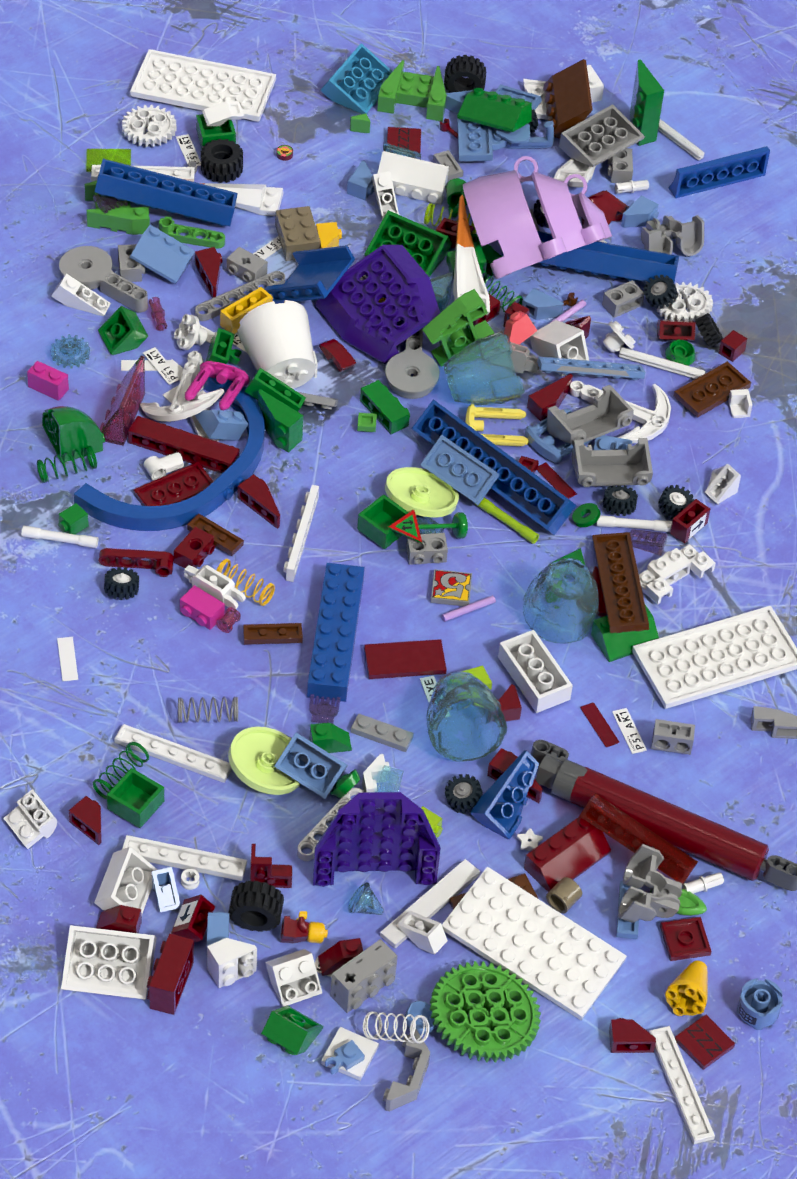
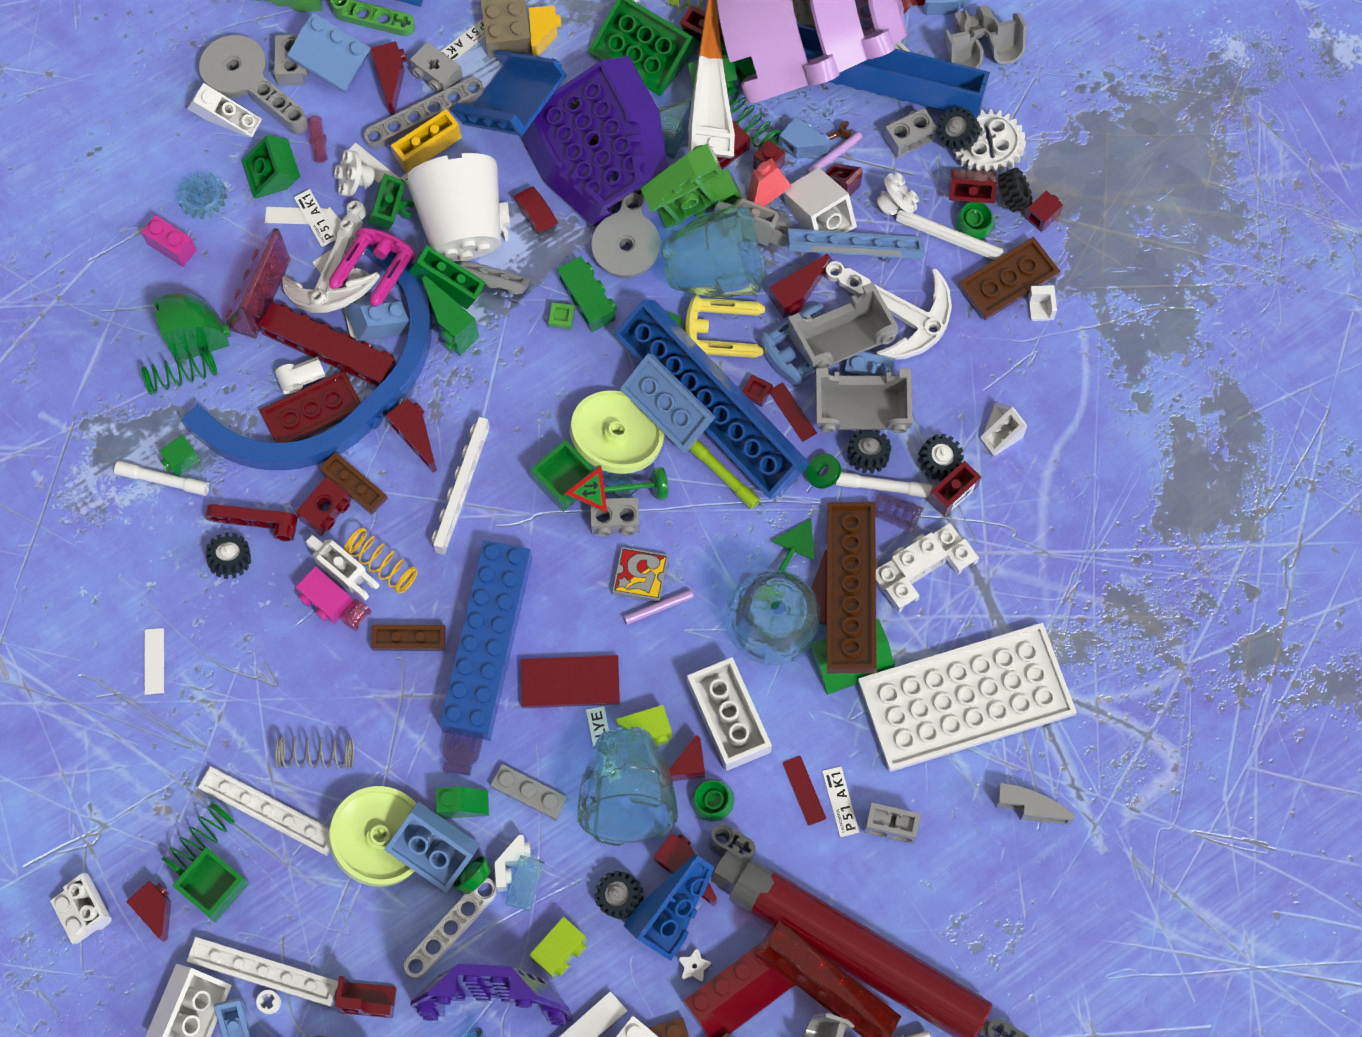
camera: 10 degrees right, 20 degrees up
(528, 730) = (717, 795): none -> green hat

